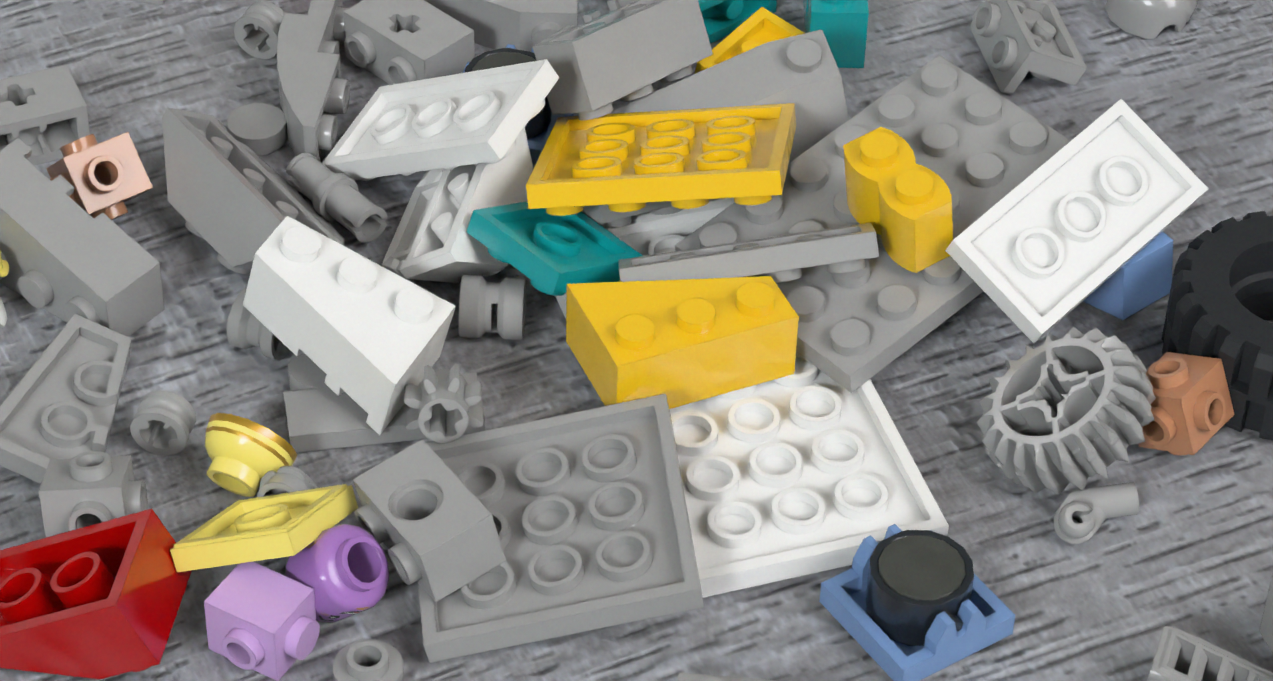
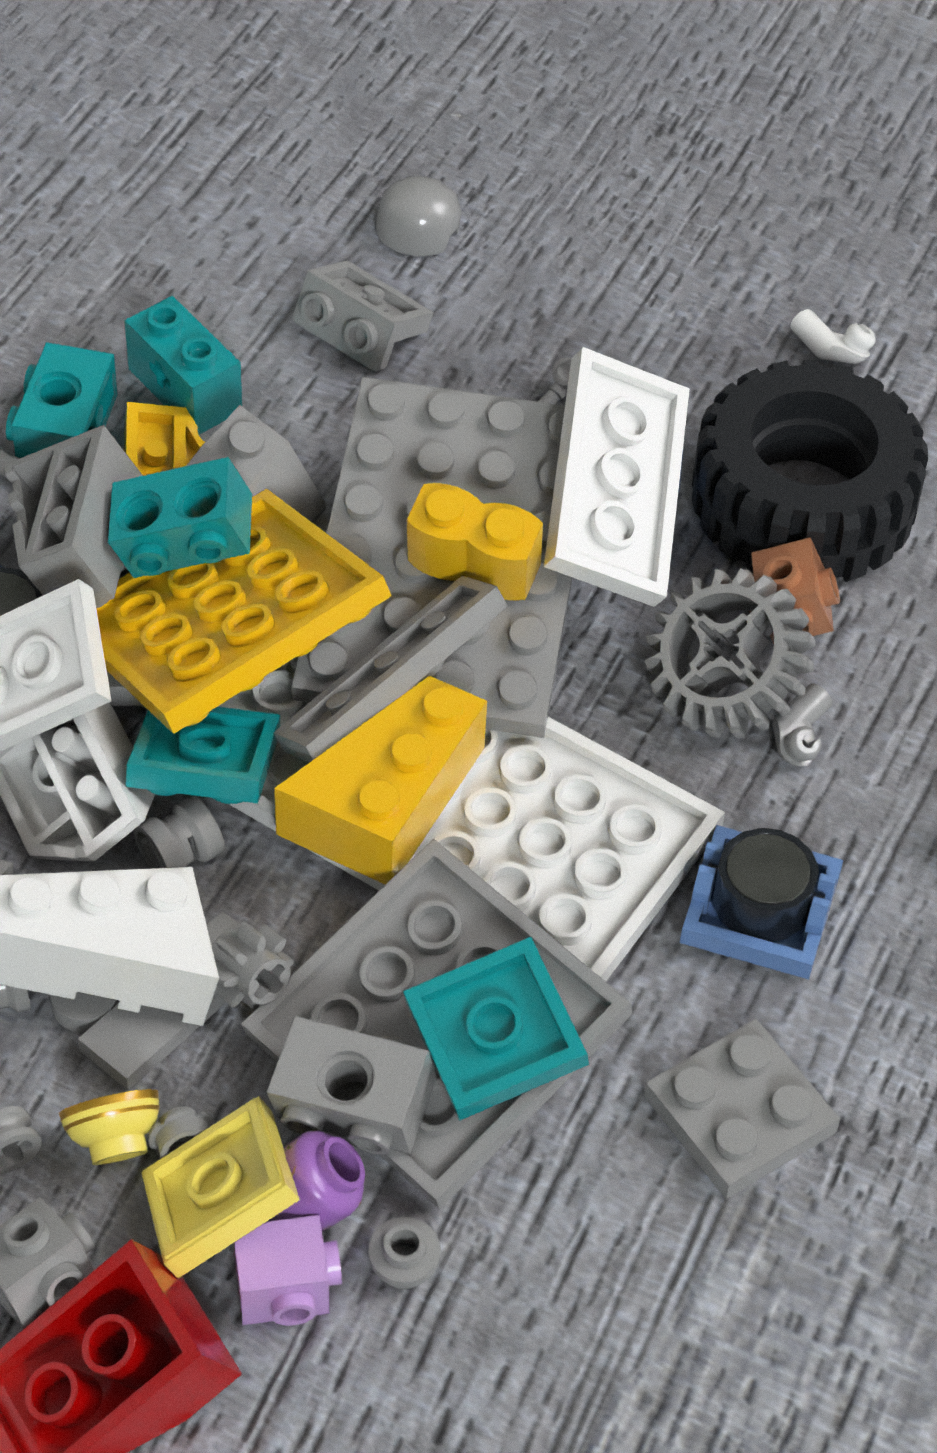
camera: 40 degrees left, 10 degrees up
(571, 541) = (496, 1028): none -> teal plate
(691, 78) = (180, 518): none -> teal brick

